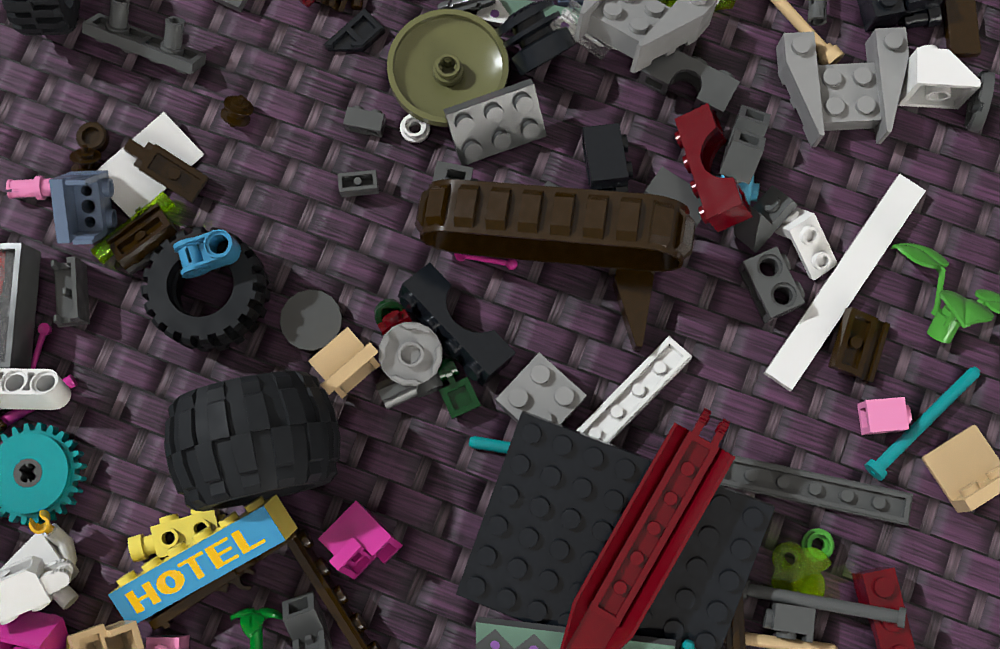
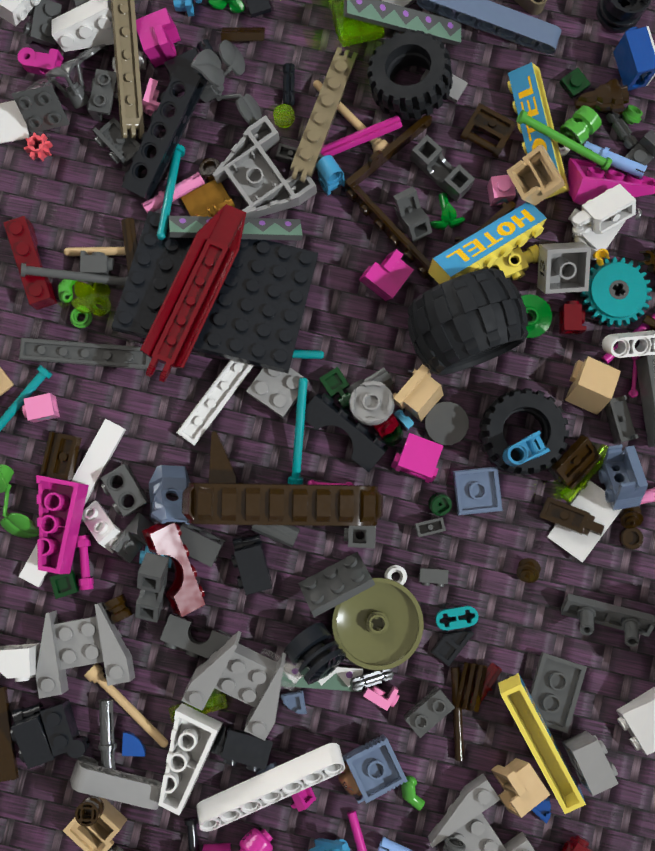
camera: 170 degrees right, 5 degrees up
(96, 343) = (592, 385): none -> tan plate
(99, 516) = (563, 267): none -> light grey brick
(105, 444) = (571, 318): none -> dark red brick
(148, 457) = (540, 314): none -> green dish
(285, 225) = (477, 491): none -> sand blue tile
(339, 212) = (440, 504): none -> dark green tile
(343, 66) = (457, 623): none -> teal beam
(358, 270) = (418, 458): none -> dark pink plate
(369, 331) = (404, 420): none -> medium azure tile
(532, 271) = (299, 433): none -> teal bar
(711, 289) = (164, 481): none -> sand blue piece
(791, 130) = (118, 608): none -> dark brown wheel
(833, 173) = (85, 582): none -> dark pink bar
(837, 587) = (65, 290): none -> bright green arm
(863, 172) = (64, 584): none -> dark green plate
(866, 251) = (58, 522): none -> dark pink wedge

